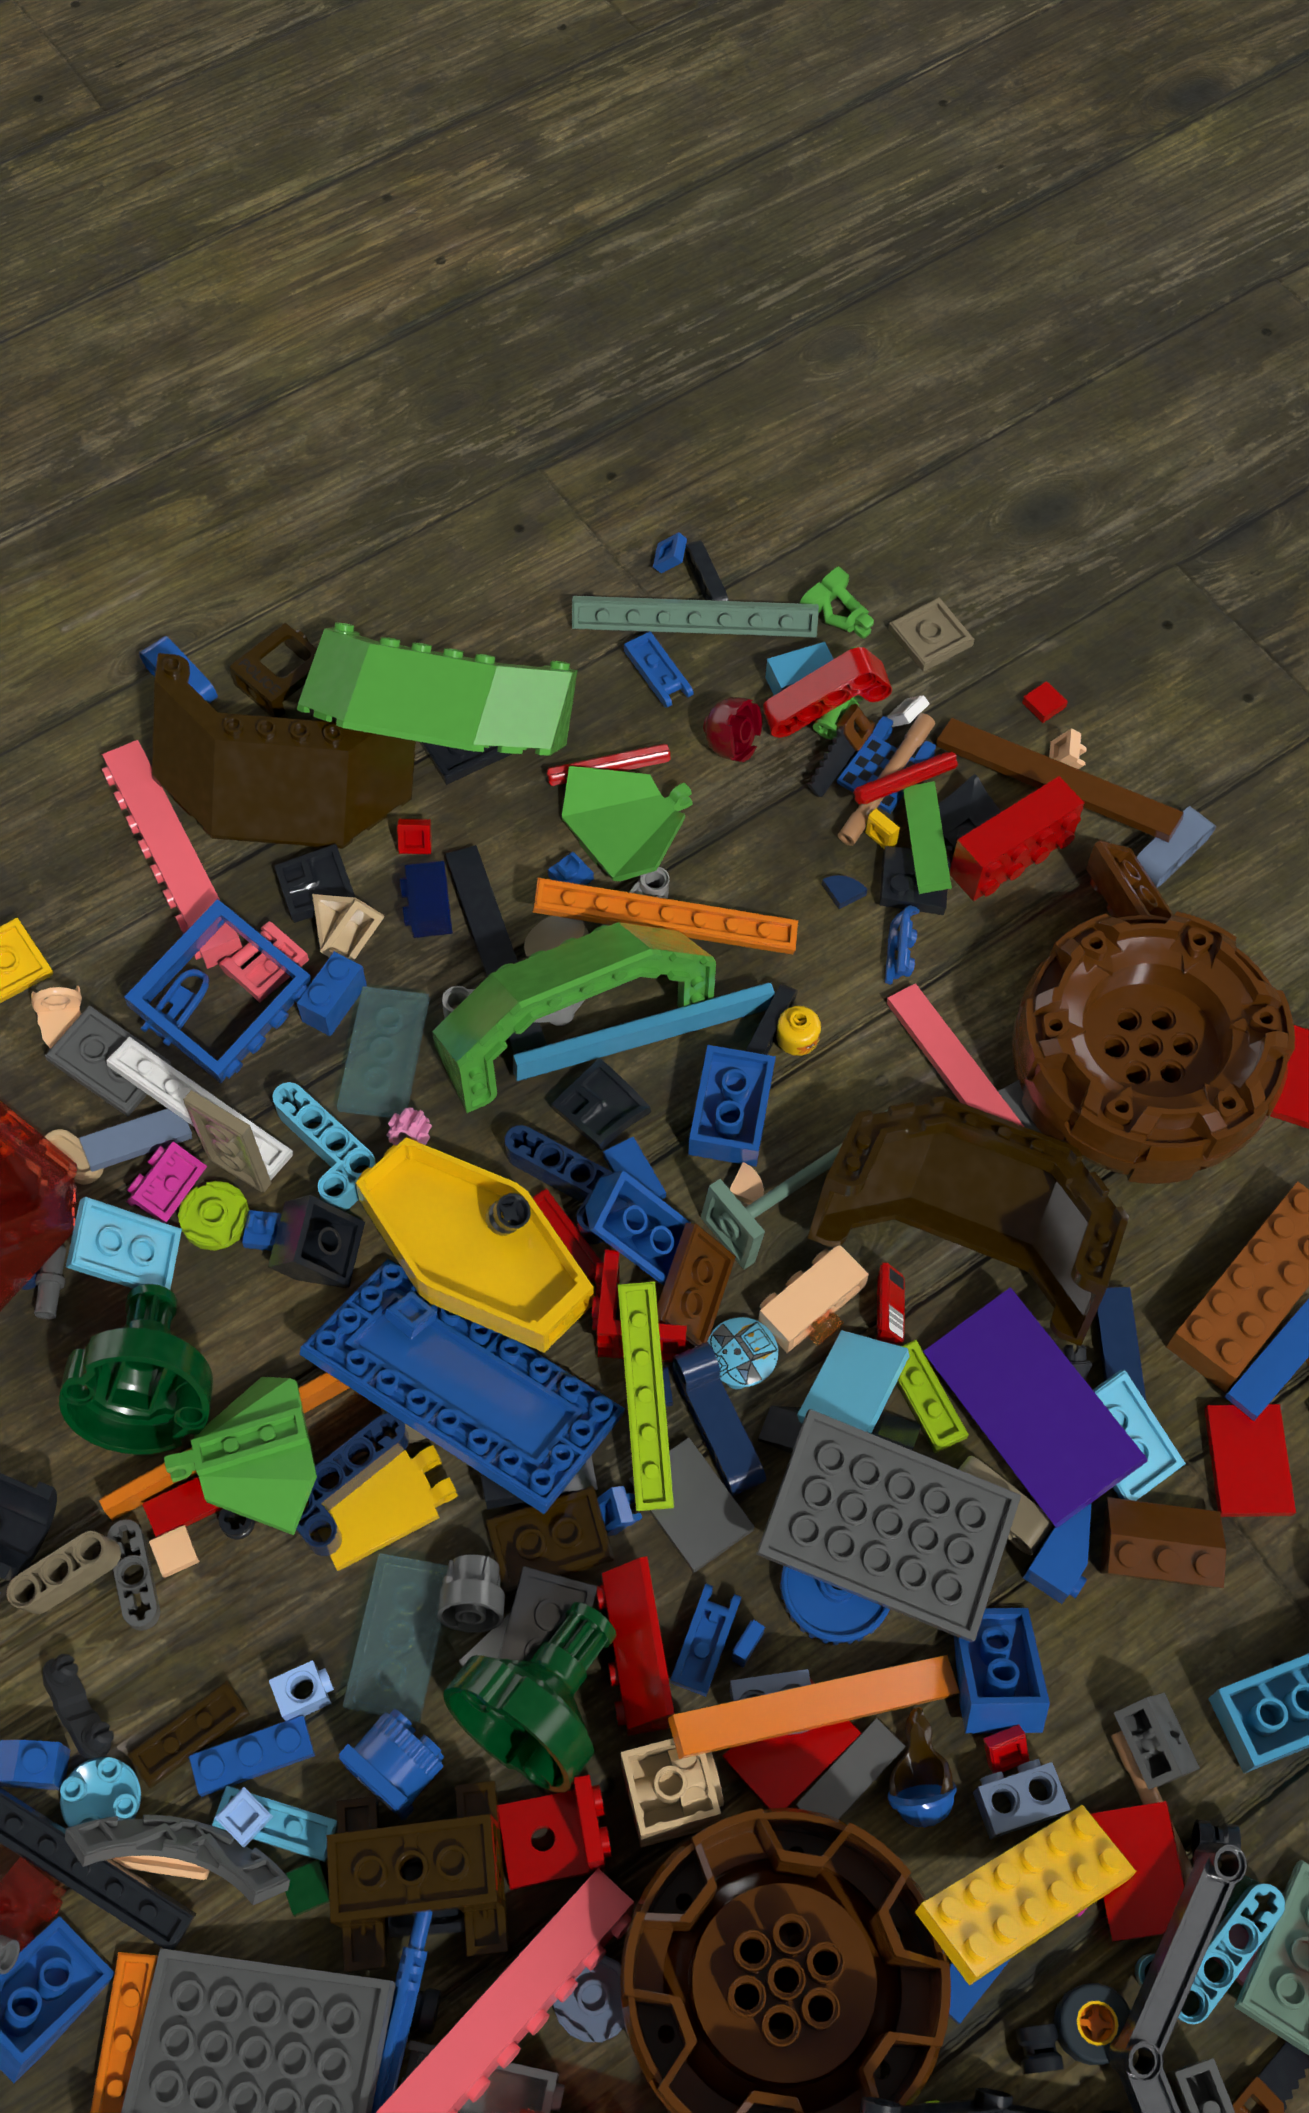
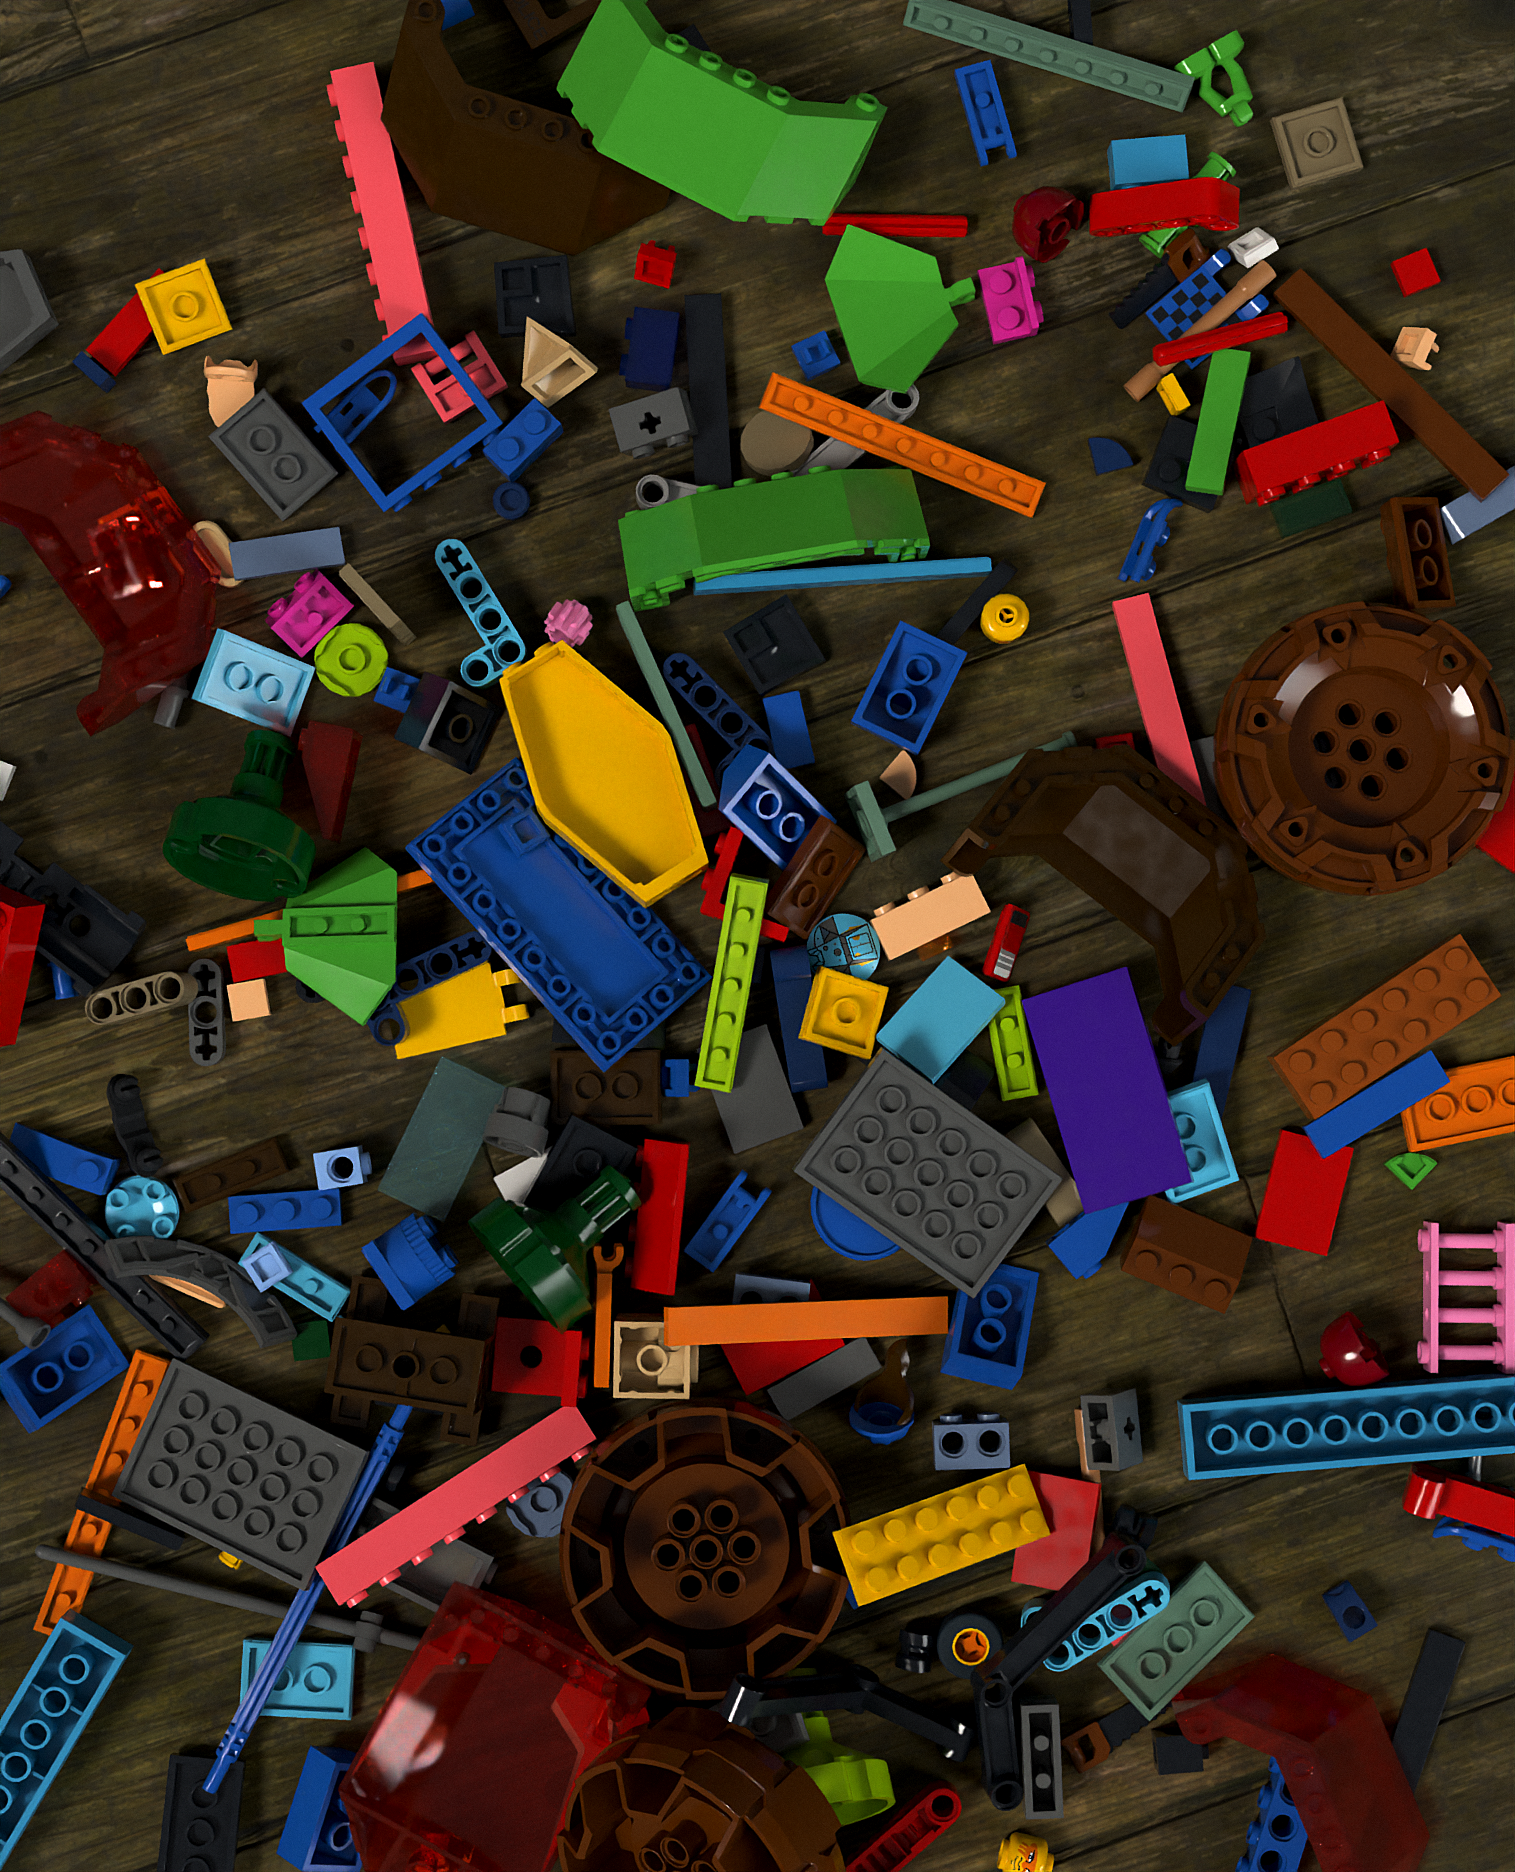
camera: 15 degrees right, 25 degrees up
(171, 1087) = (357, 537): white tile -> none
(213, 1295) = (330, 767): none -> clear red slope
(332, 1048) = (511, 501): none -> dark blue tile
(383, 1052) = (563, 519): clear light blue tile -> none
(428, 950) = (635, 417): none -> dark grey brick
(513, 1170) = (666, 707): none -> sand green tile
(513, 1208) = (649, 763): black wheel -> none
(605, 1764) = (602, 1312): none -> orange tile
(723, 795) = (1010, 301): none -> dark pink bracket
(747, 1643) = (764, 1236): blue tile -> none
(760, 1402) = (843, 1012): none -> yellow tile
(1006, 1749) = (973, 1396): red tile -> none
(1028, 889) = (1310, 508): none -> clear green tile

